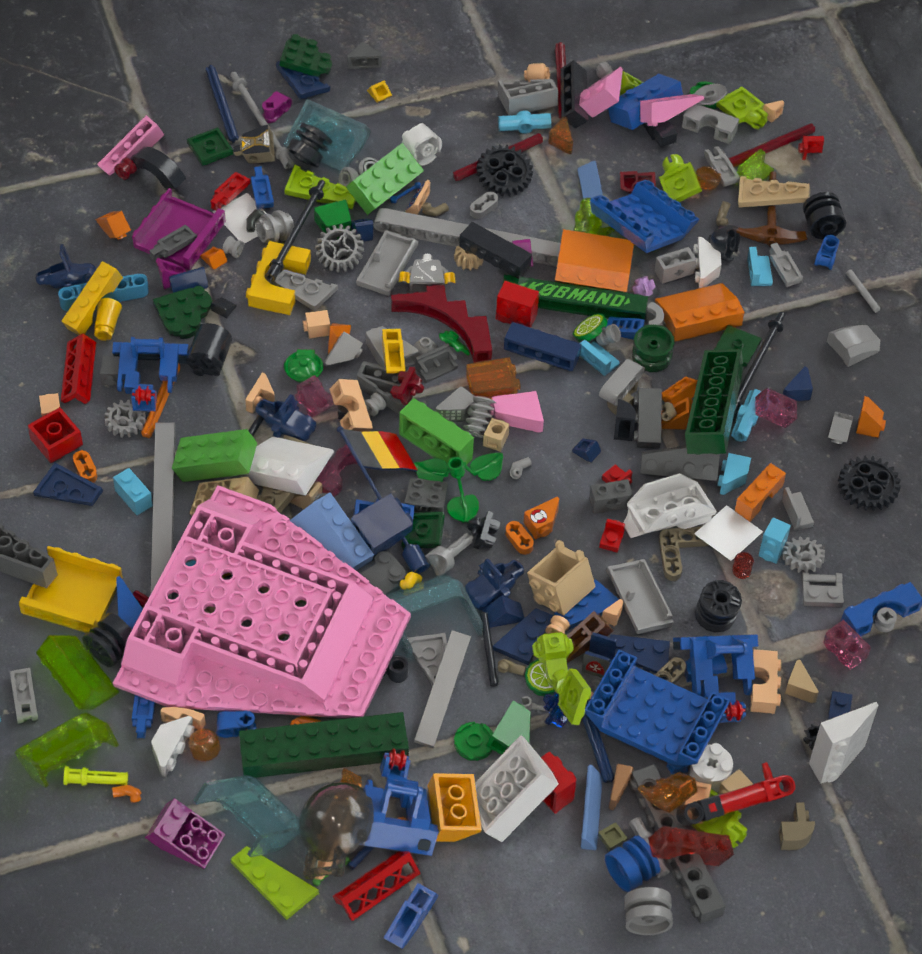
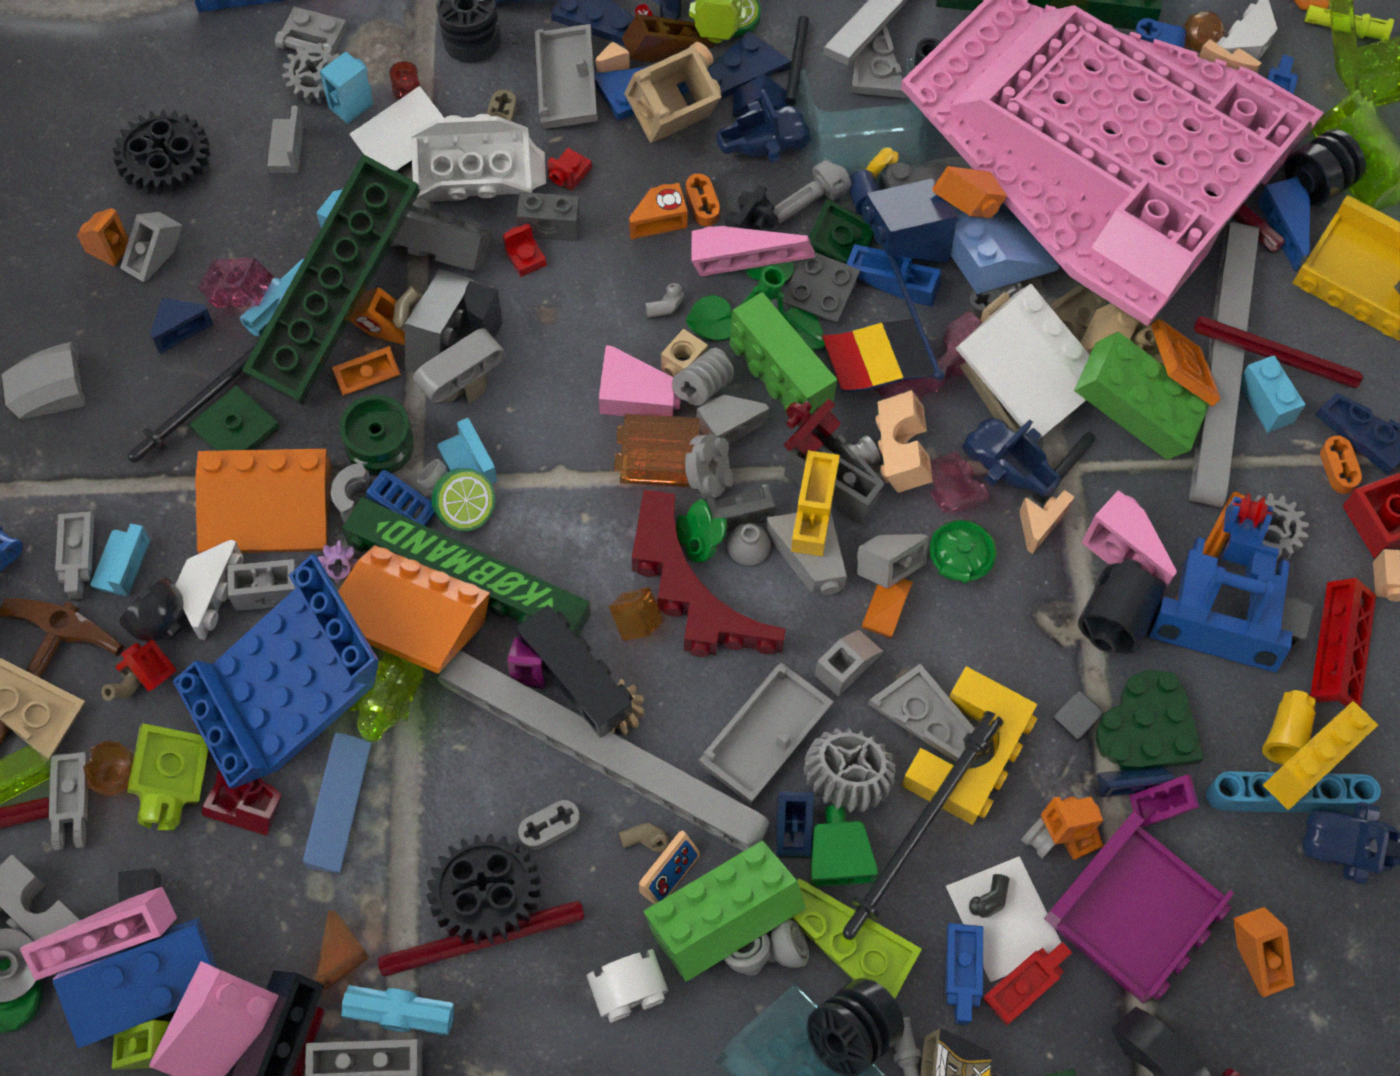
camera: 165 degrees left, 10 degrees up
(131, 510) = (1283, 353): none -> dark red axle
(172, 243) = (1155, 864): dark grey hinge -> none
(189, 482) = (1185, 362): none -> orange tile
(210, 381) = (1125, 532): none -> bright pink slope
(220, 244) = (1071, 818): none -> orange brick
(274, 226) = (959, 853): light grey piece -> none
(317, 324) = (922, 629): light nougat brick -> none
(345, 538) = (970, 191): none -> orange slope
(353, 298) = (846, 661): none -> light grey slope
(426, 273) = (705, 680): light grey torso -> none
(460, 370) = (709, 465): none -> light grey plate
(475, 299) = (636, 613): none -> clear orange panel
(481, 496) = (734, 249): none -> bright pink slope
(506, 665) = (775, 32): dark tan arm -> none
(517, 304) = (572, 561): red brick -> none
(542, 346) = (556, 486): dark blue brick -> none
(587, 449) = (552, 311): dark blue slope -> none
(715, 219) = (147, 664): none -> red bracket
(765, 485) = (307, 178): orange arch -> none

